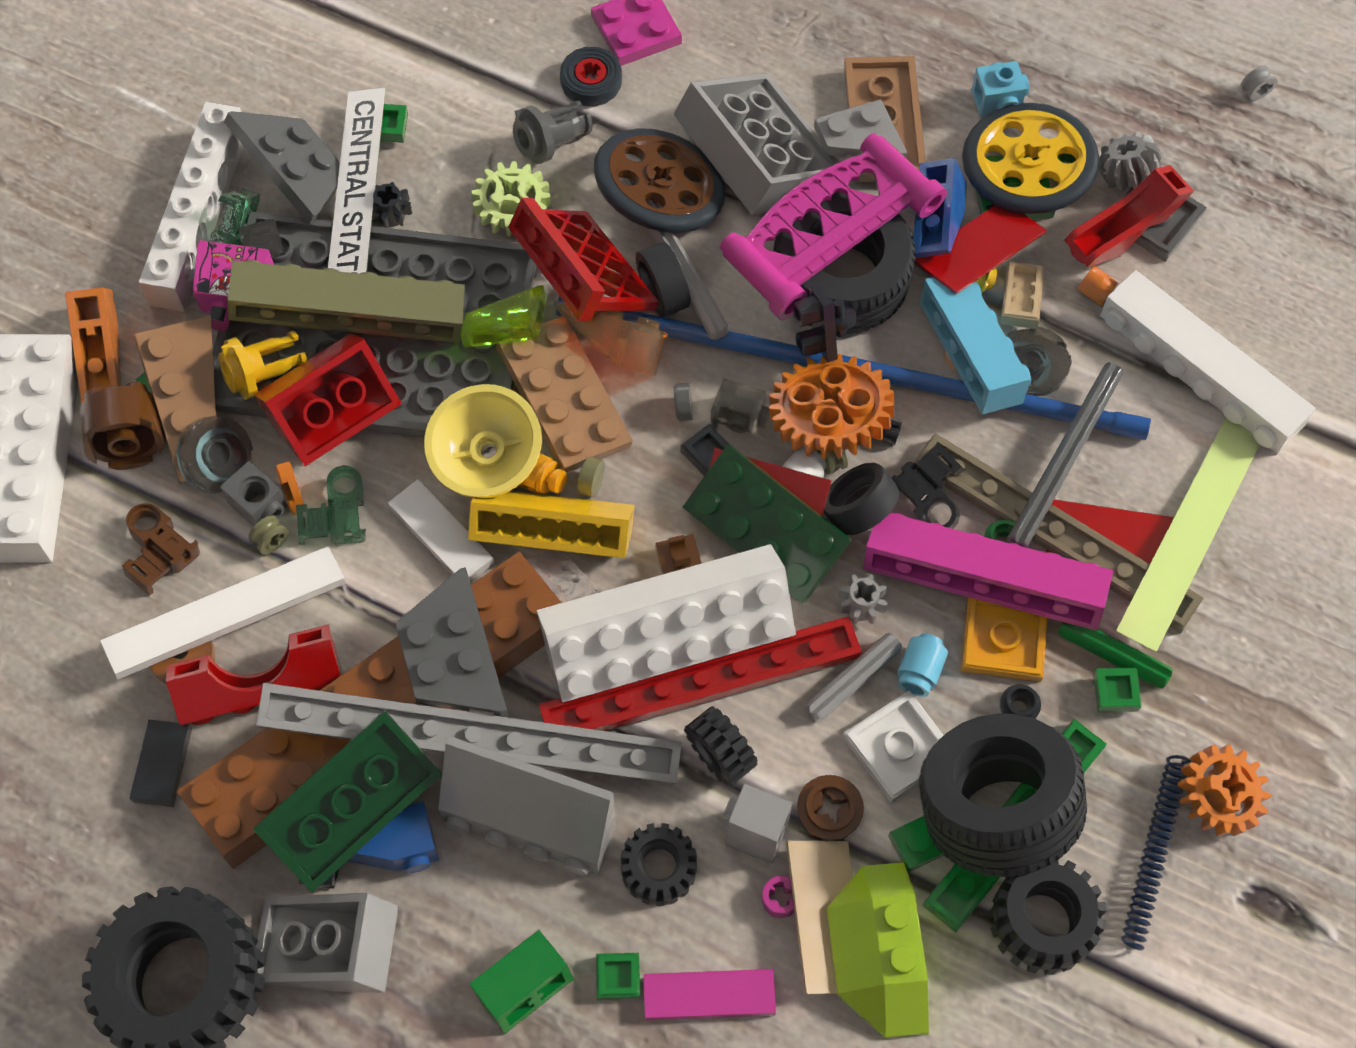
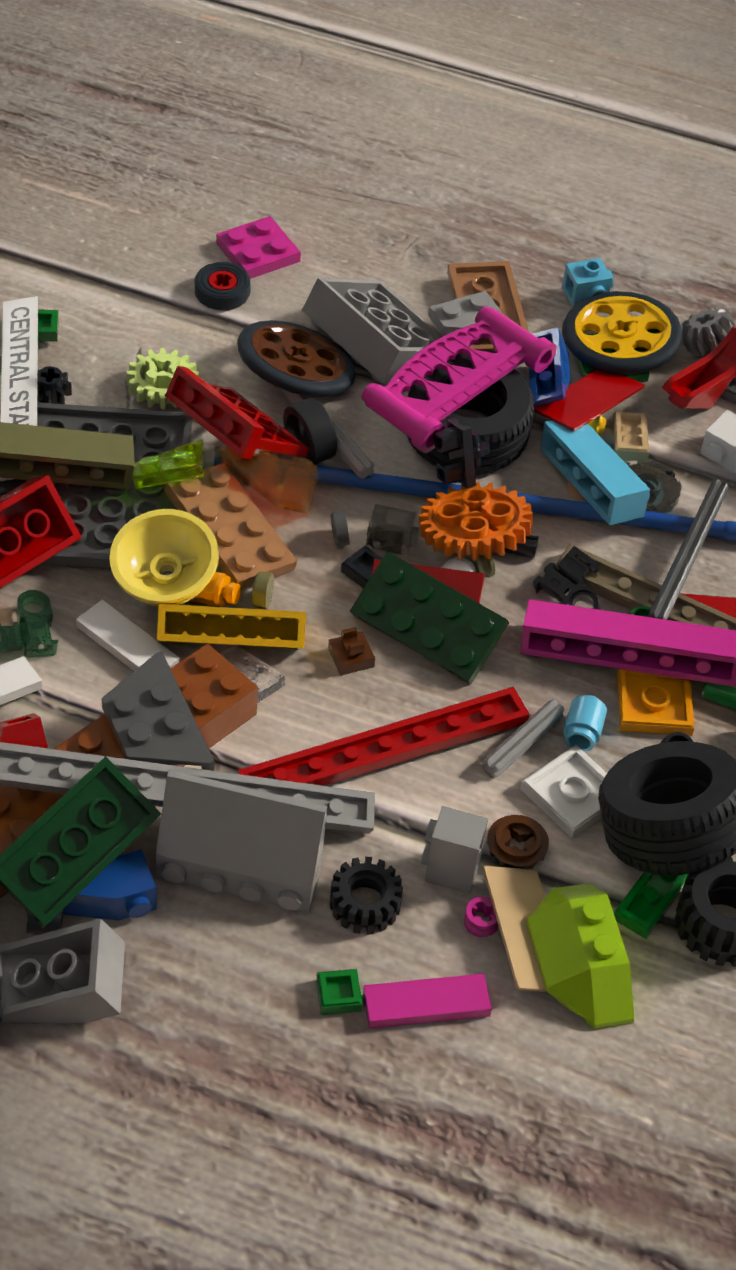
camera: 10 degrees left, 15 degrees down
(522, 981) = (250, 998): green hinge -> none
(540, 132) = (185, 325): dark grey piece -> none
(667, 622) = (349, 693): white brick -> none
(721, 746) = (412, 791): black tyre -> none
(861, 498) = (513, 590): black tyre -> none
(867, 590) = (524, 673): light grey gear -> none
(914, 844) = (600, 866): green plate -> none
(1097, 285) = (694, 427): orange hose -> none

